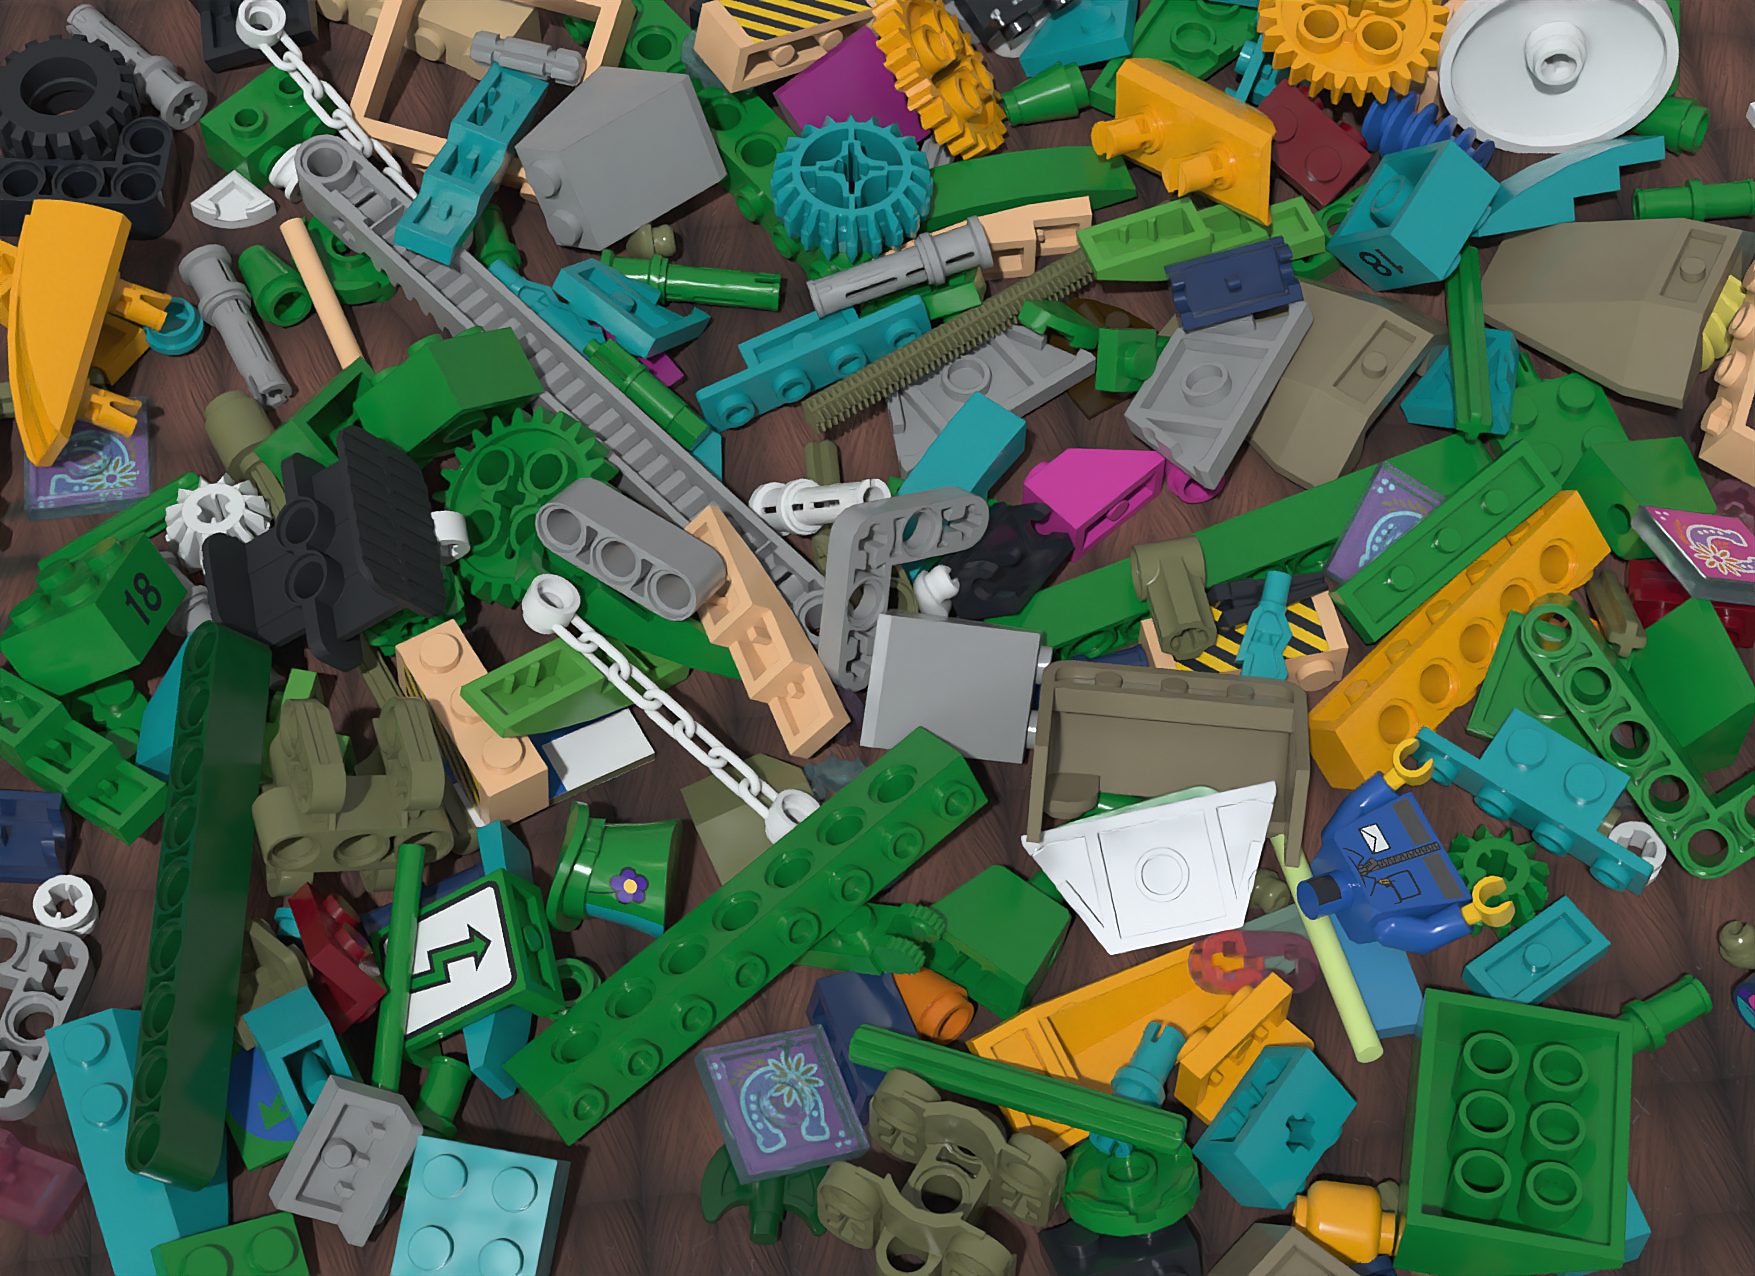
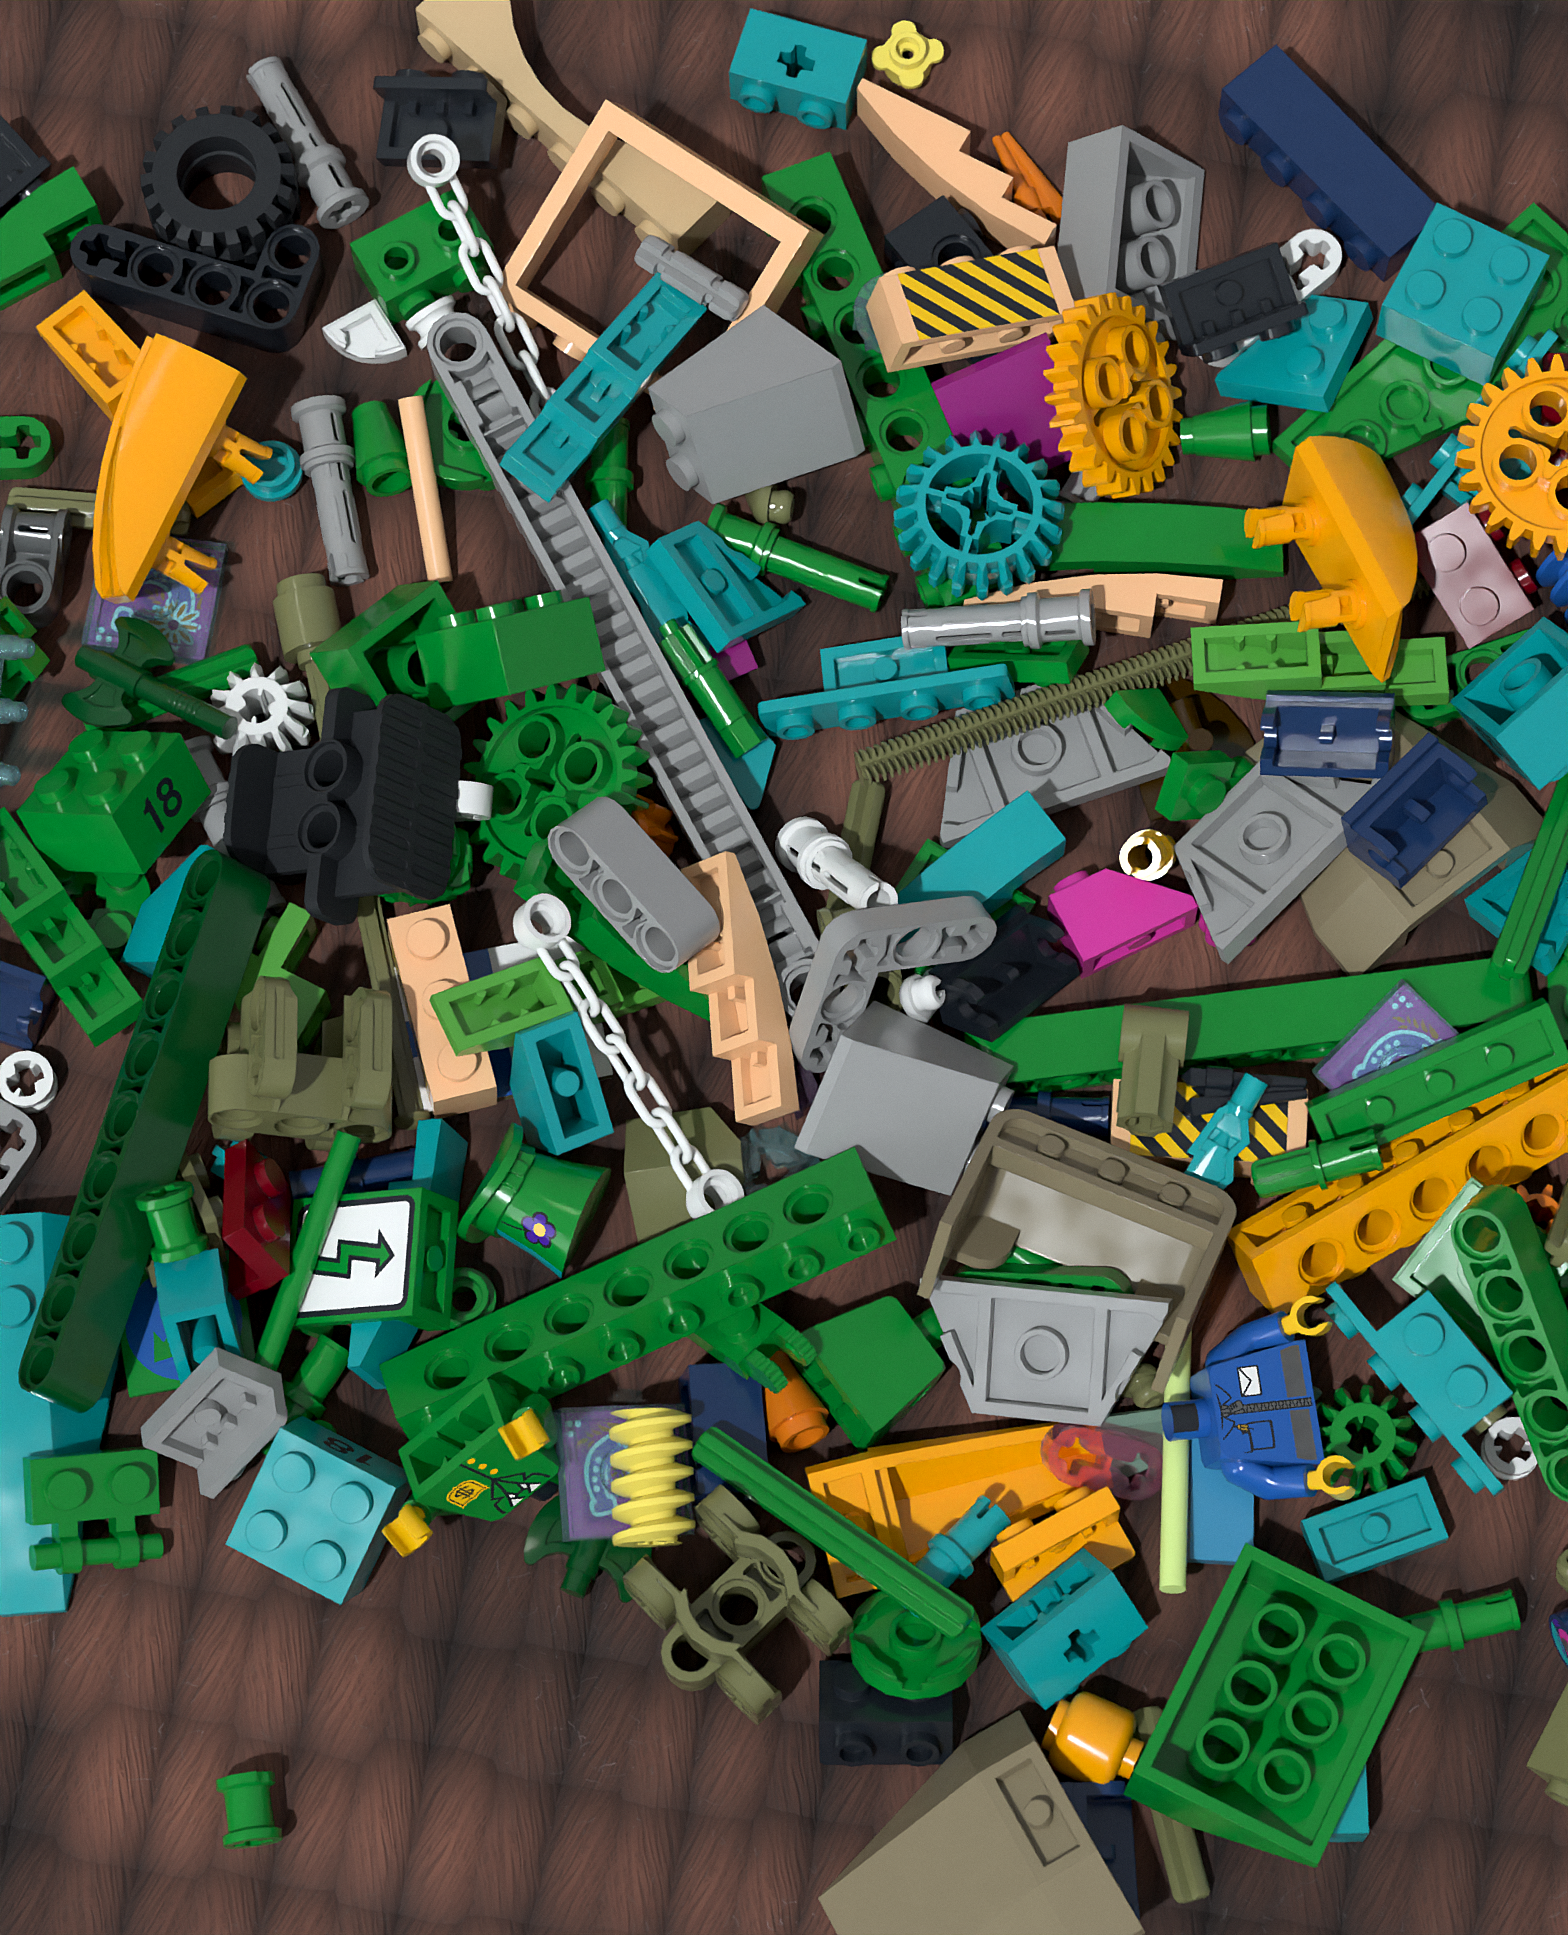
camera: 20 degrees right, 15 degrees up
(81, 516) = (127, 675): none -> dark green piece
(252, 969) = (172, 1222): none -> green bush
(606, 754) = (557, 1086): none -> teal slope
(634, 1121) = (477, 1462): none -> green torso
(813, 1089) = (650, 1477): none -> light yellow piece
(1094, 416) = (1134, 859): none -> yellow pin
(1335, 320) = (1413, 811): none -> dark blue hinge
(1363, 638) = (1317, 1164): none -> green axle

